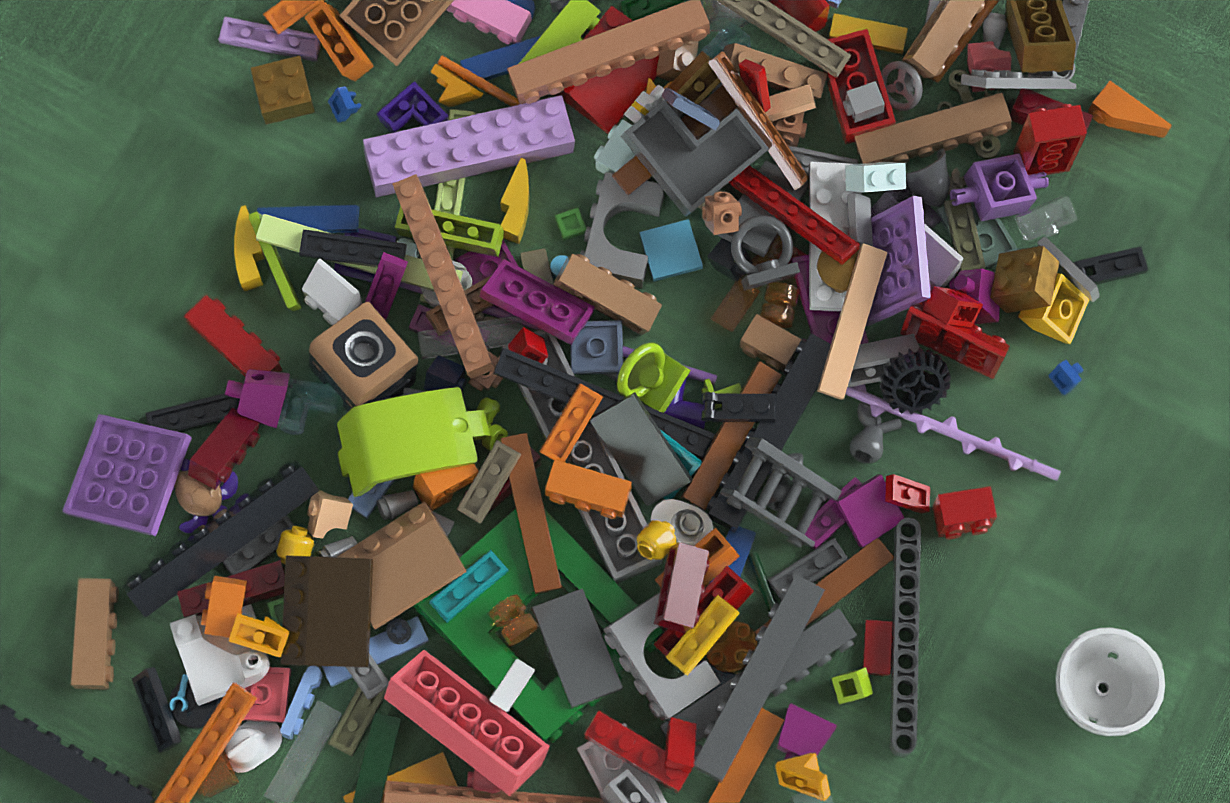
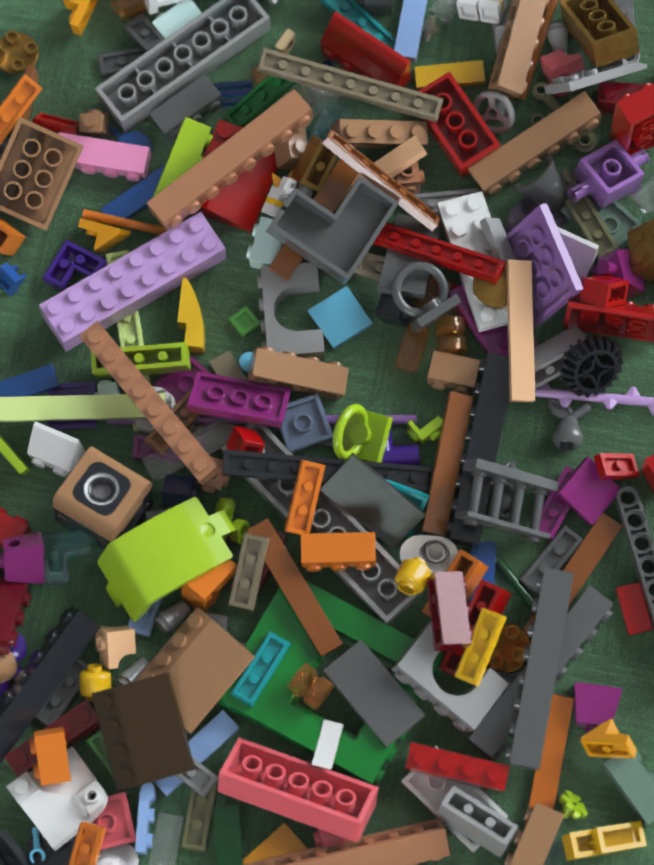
camera: 10 degrees left, 0 degrees up
(259, 635) = (90, 771): light orange slope -> none
(348, 248) = (61, 405): black tile -> none
(386, 283) = (100, 425): magenta plate -> none
(405, 626) = (207, 735): black bush -> none
(680, 744) = (492, 749): red tile -> none
(690, 108) = (319, 188): sand blue tile -> none
(721, 213) = (376, 271): nougat brick -> none
(739, 407) = (446, 437): black plate -> none
(755, 79) = (367, 144): red plate -> none
(852, 685) = (623, 649): lime brick -> none
(864, 102) = (468, 136): light grey brick -> none
(875, 176) = (499, 198): light aqua brick -> none

